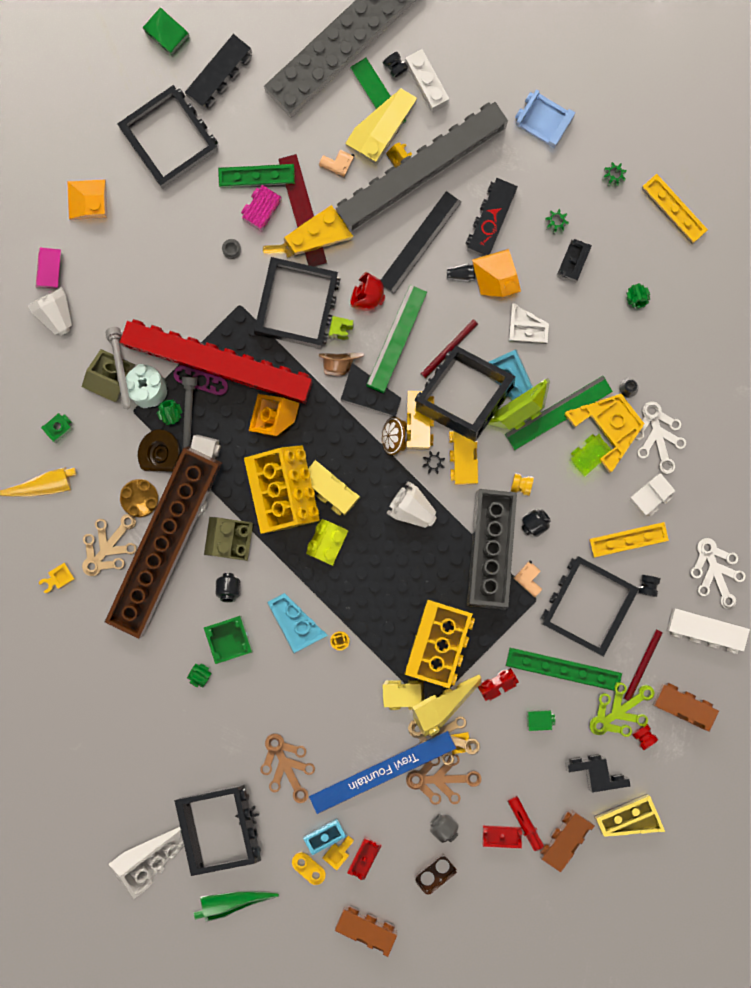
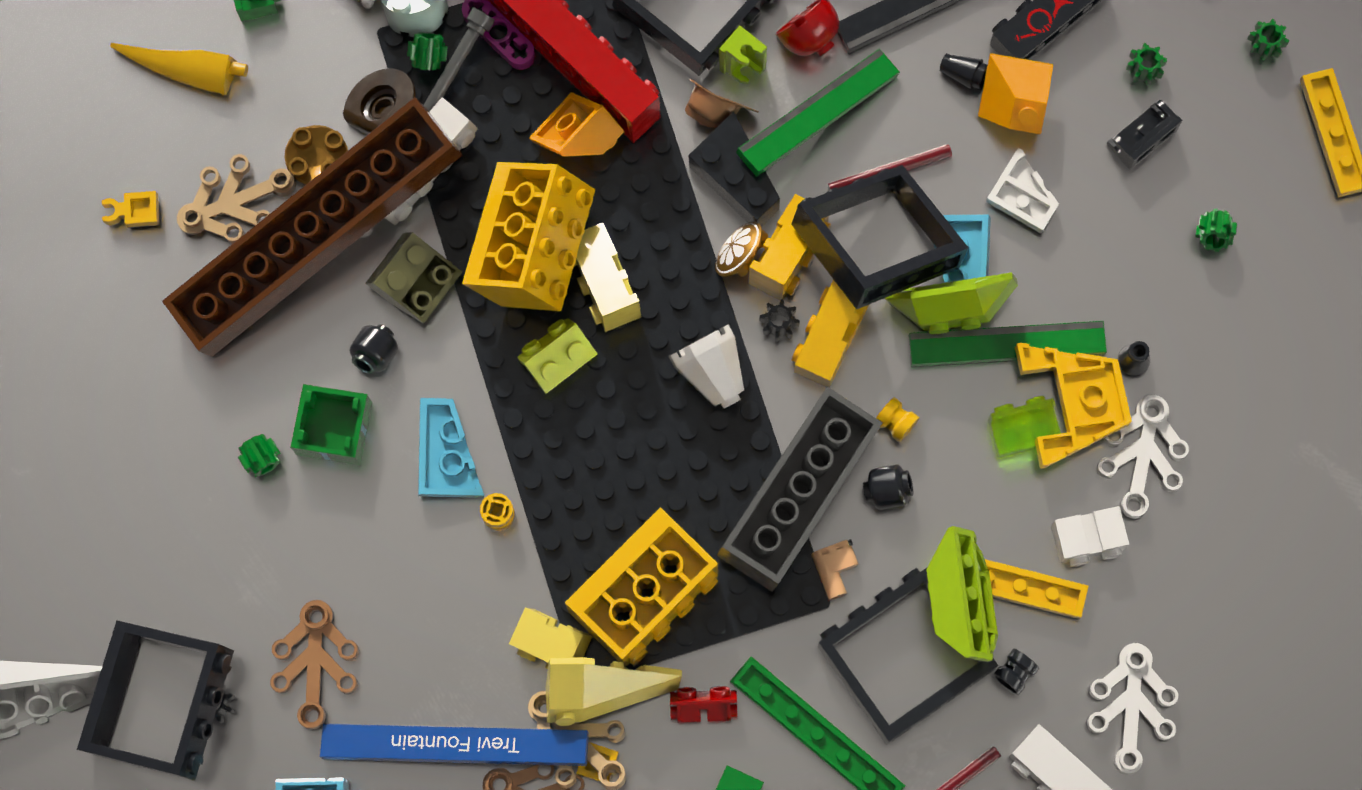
camera: 30 degrees right, 10 degrees down
(605, 564) = (962, 596): none -> lime wedge

